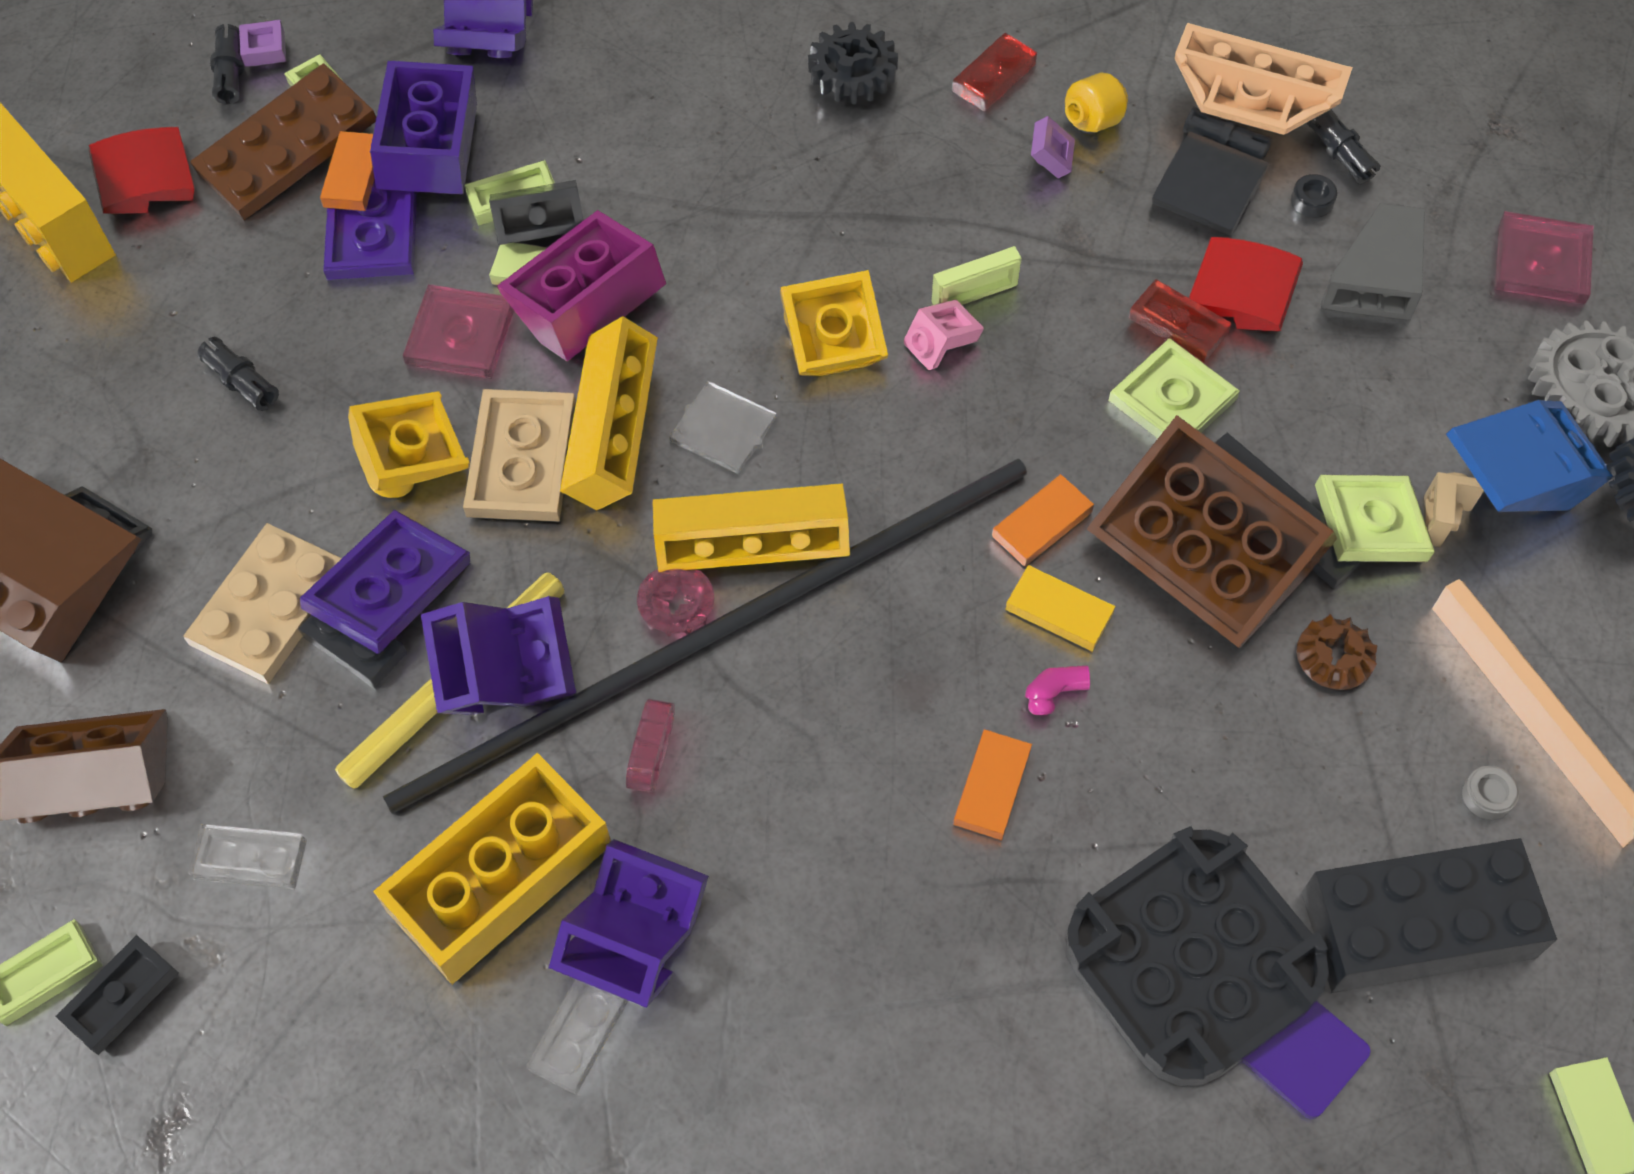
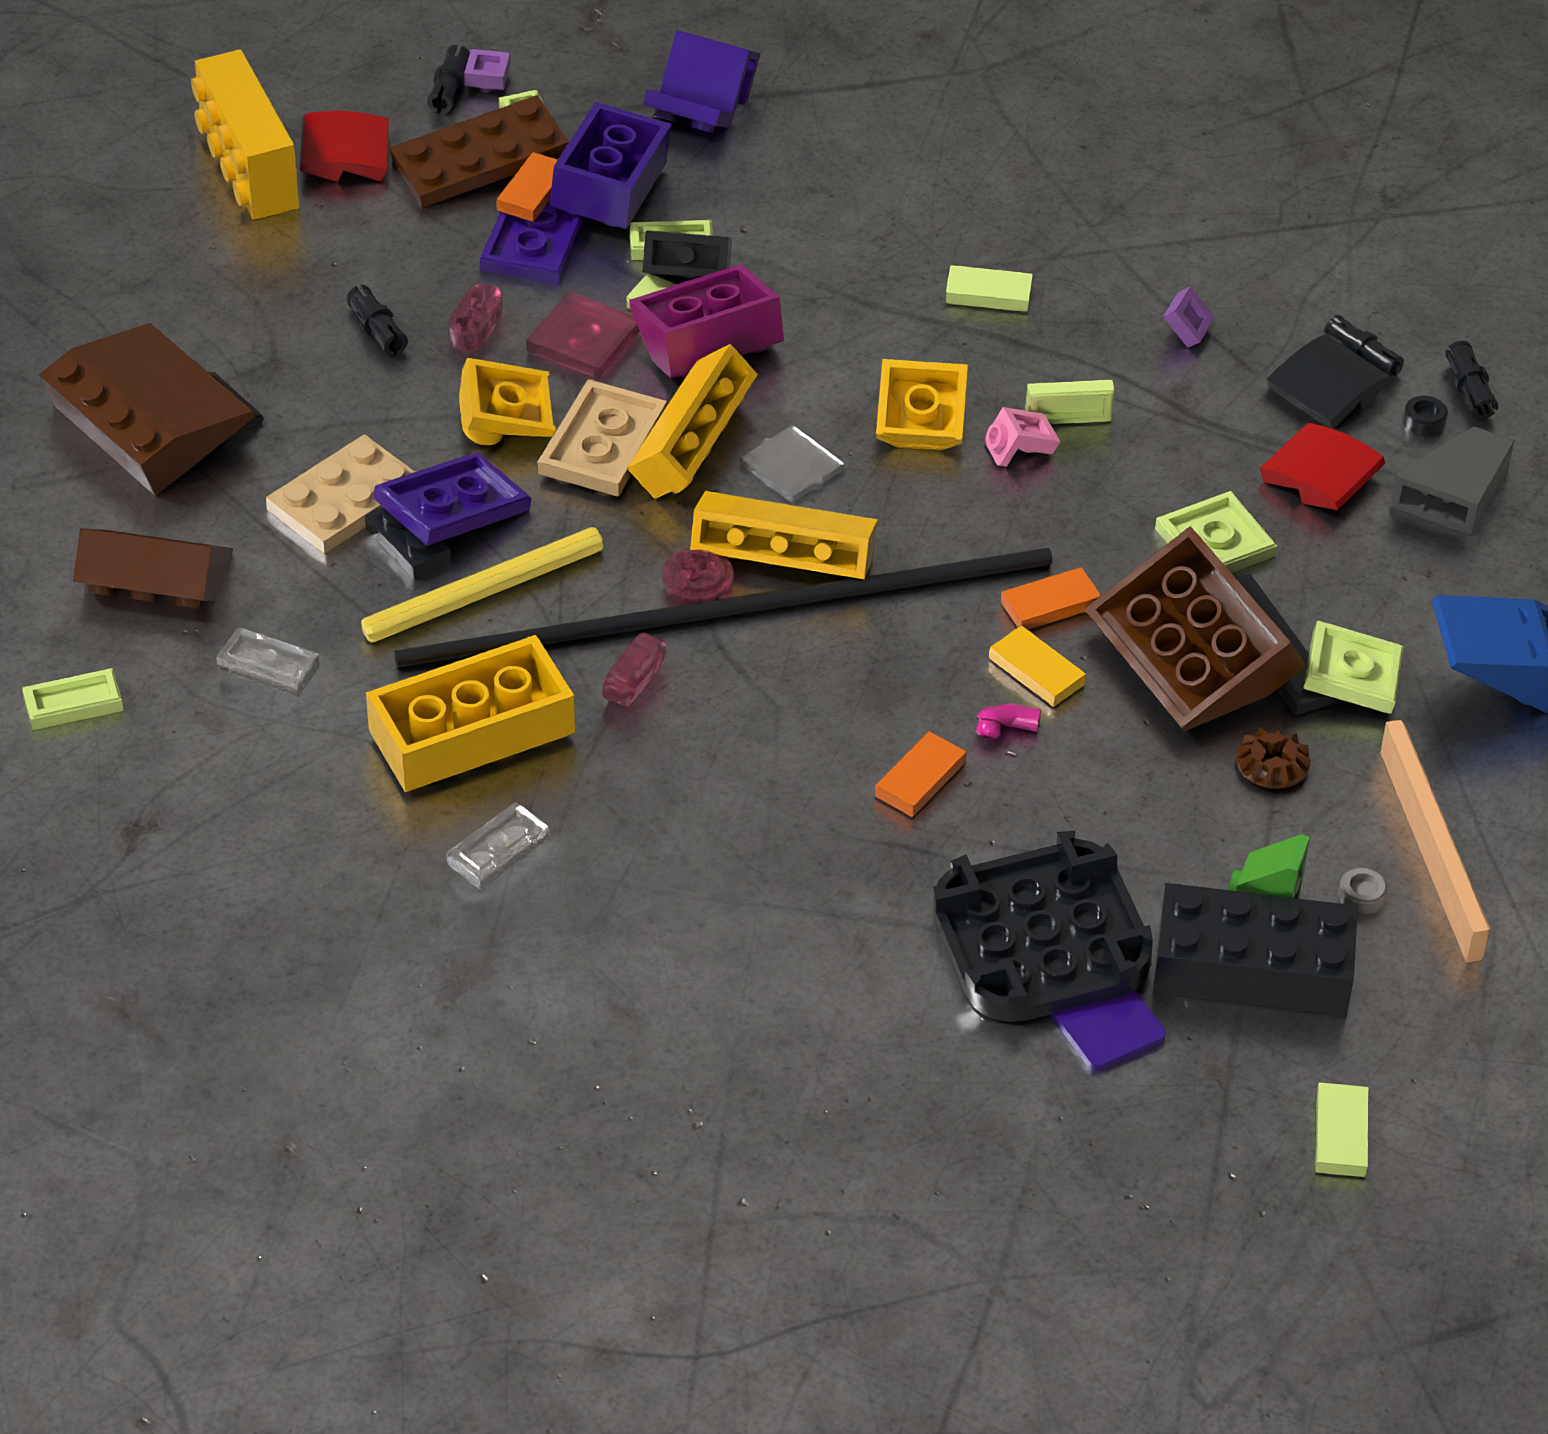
camera: 15 degrees right, 15 degrees down
(117, 995) = (131, 725): black plate -> none
(331, 340) = (484, 320): none -> clear pink beam
(497, 655) = (525, 569): dark purple piece -> none
(630, 924) = (578, 780): dark purple piece -> none
(845, 164) = (988, 288): none -> yellowish green tile
(852, 62) = (1029, 207): black gear -> none
(994, 72) = (1163, 247): clear red plate -> none
(1096, 103) = (1245, 290): yellow head -> none
(1180, 319) = (1247, 478): clear red plate -> none
(1257, 80) = (1402, 302): light nougat wedge -> none
(1413, 822) = (1274, 869): none -> bright green slope
(1445, 501) = (1425, 669): tan bracket -> none

